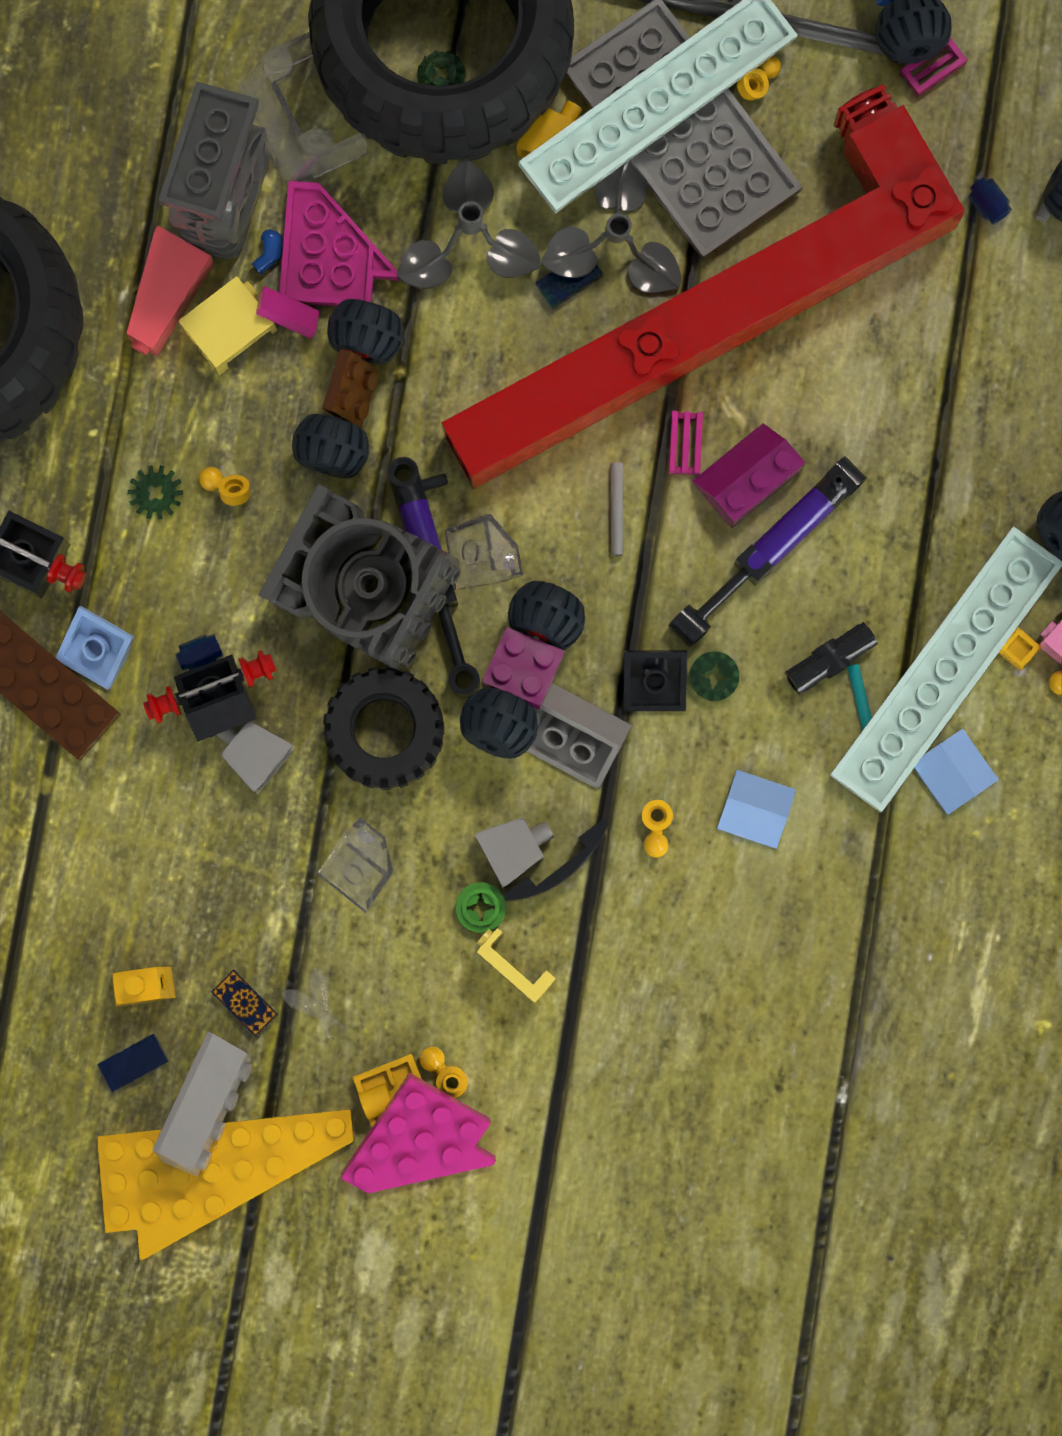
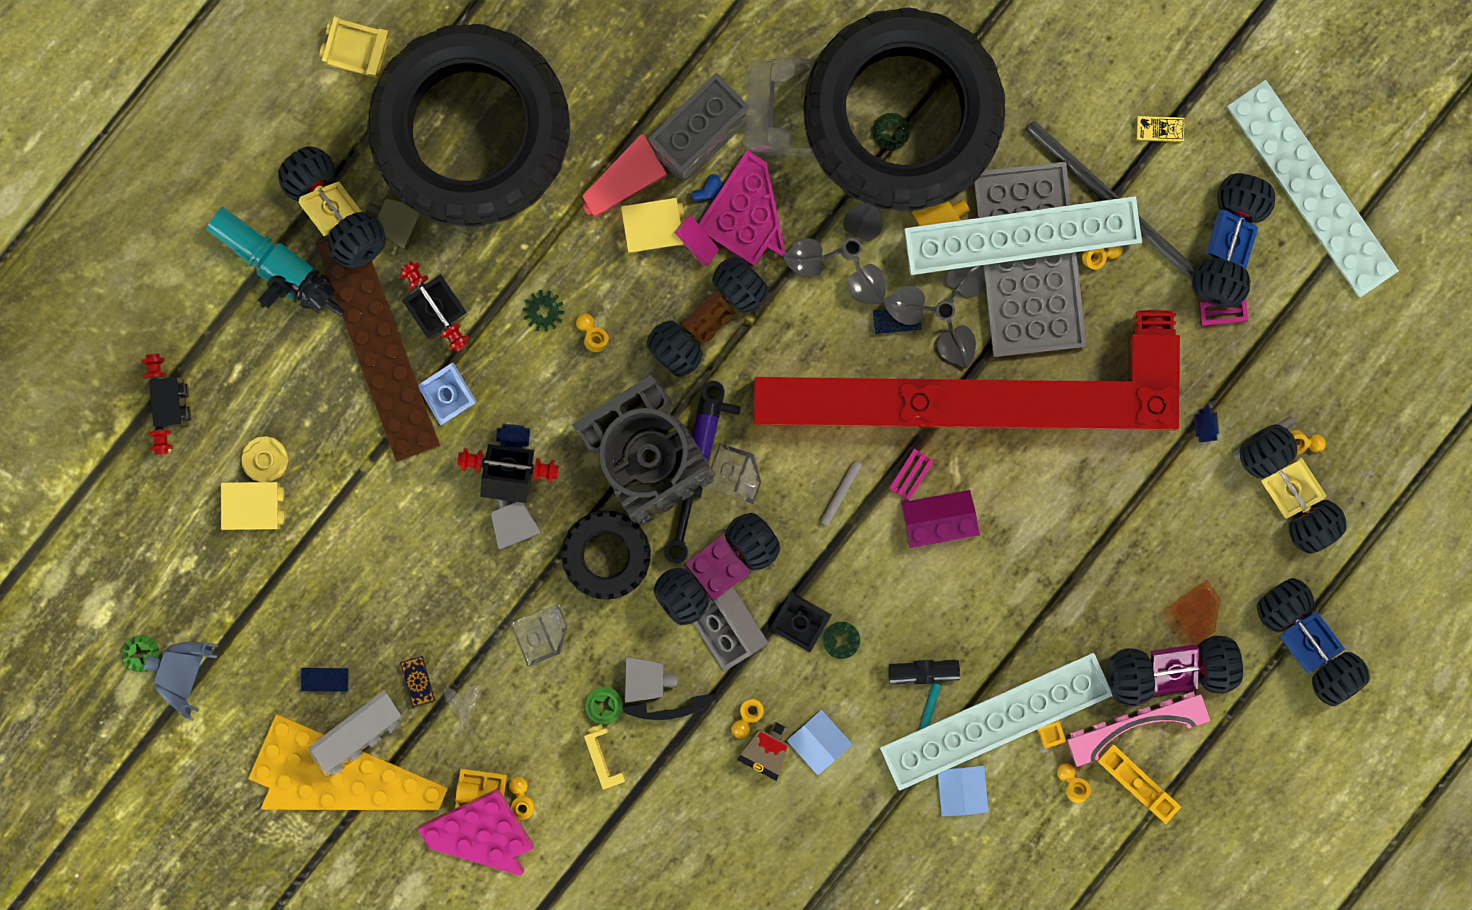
camera: 30 degrees right, 5 degrees up
(143, 985) = (357, 634): yellow torso -> none
(701, 853) = (766, 751): none -> torso
(774, 545) = (931, 576): piece -> none

